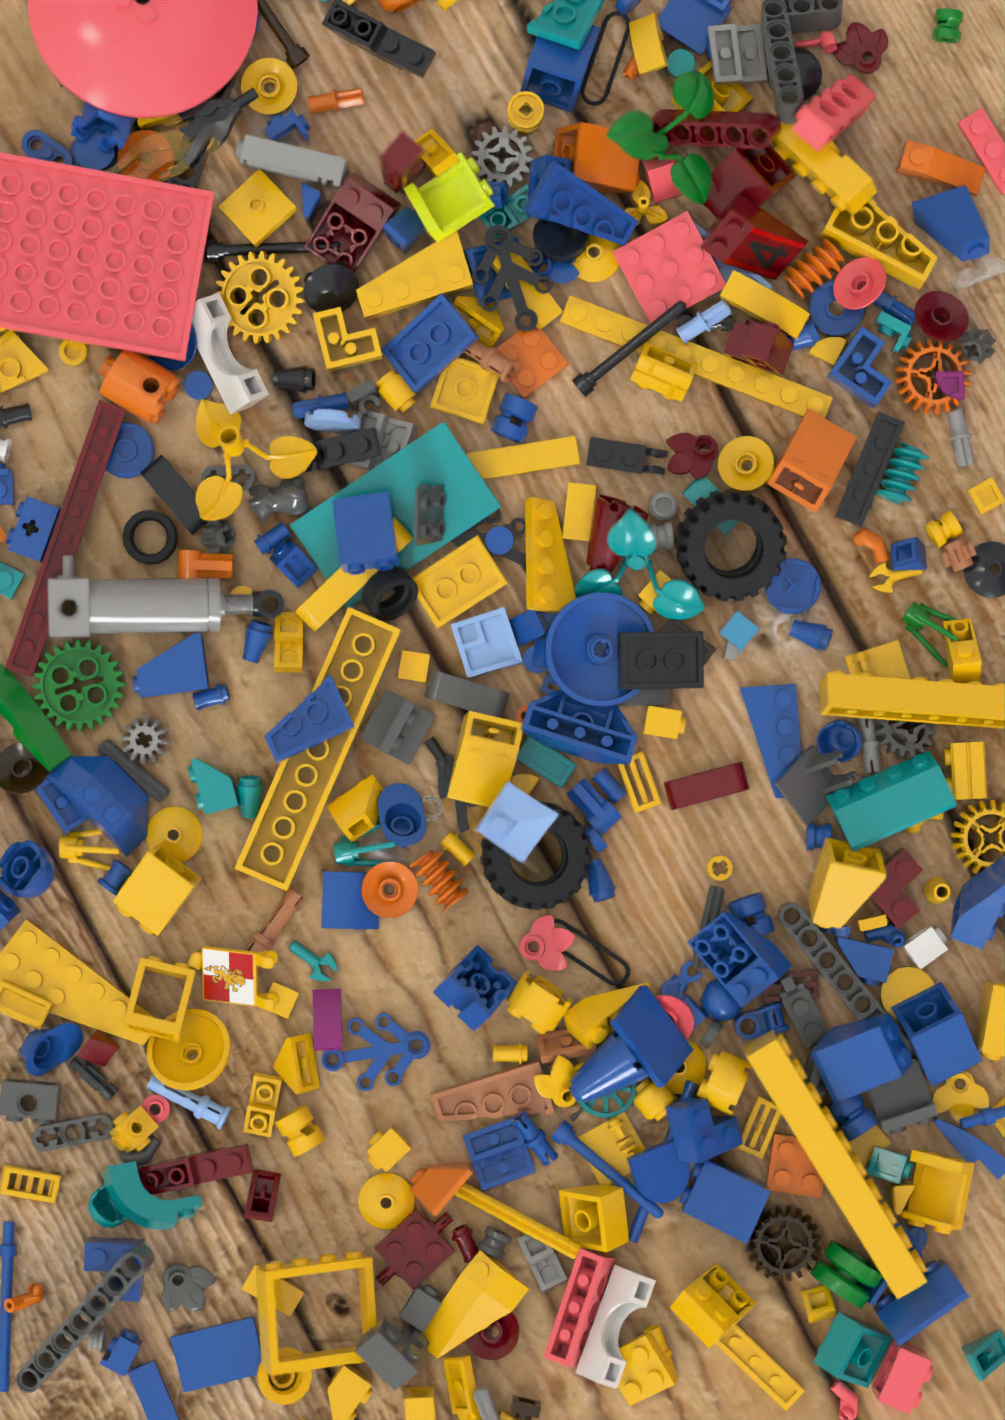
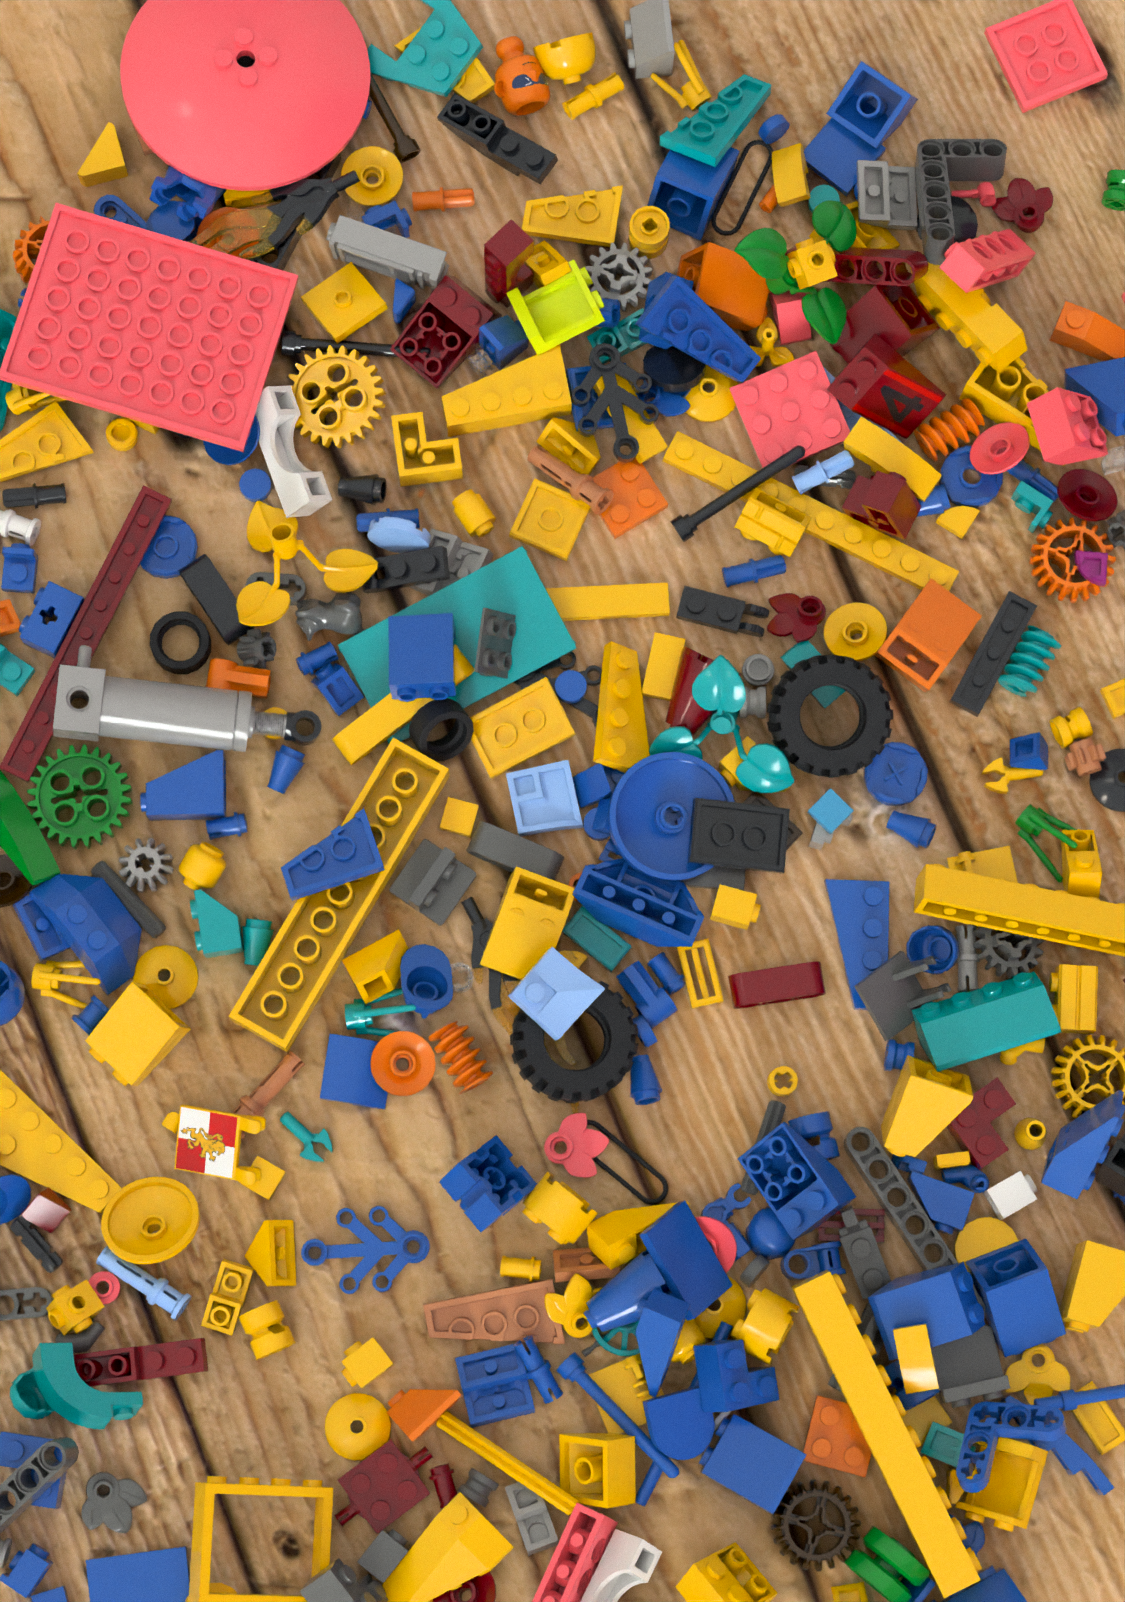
camera: 10 degrees right, 10 degrees down
(25, 97) = (104, 160): none -> yellow slope
(129, 380) = (189, 474): orange cylinder -> none
(151, 1025) = (115, 1187): yellow window -> none
(194, 735) = (202, 866): none -> yellow head
(262, 1195) = (215, 1401): dark red slope -> none
(286, 1294) = (227, 1524): yellow tile -> none
(288, 643) = (321, 775): yellow slope -> none
(327, 1019) = (314, 1205): magenta slope -> none
(330, 287) = (414, 391): black dish -> none
(363, 395) = (437, 513): dark grey tile -> none
(386, 250) = (480, 361): none -> clear bush
(430, 343) = (517, 463): blue plate -> none
(457, 105) = (576, 218): none -> yellow wing
(457, 848) = (485, 1025): yellow pin -> none
(518, 409) = (605, 545): blue wheel -> none
(634, 1103) = (658, 1335): none -> blue slope
(650, 416) = (753, 570): none -> blue axle
(676, 135) = (811, 263): none -> yellow brick
(750, 1148) = (813, 1391): yellow tile -> none
(854, 371) = (986, 544): blue brick -> none
(856, 1100) = (915, 1358): none -> yellow slope
(872, 541) = (991, 733): orange arm -> none
(919, 261) = (1067, 427): none -> coral slope
(924, 1153) = (991, 1430): none -> blue beam
(960, 438) = (1098, 629): light grey axle -> none

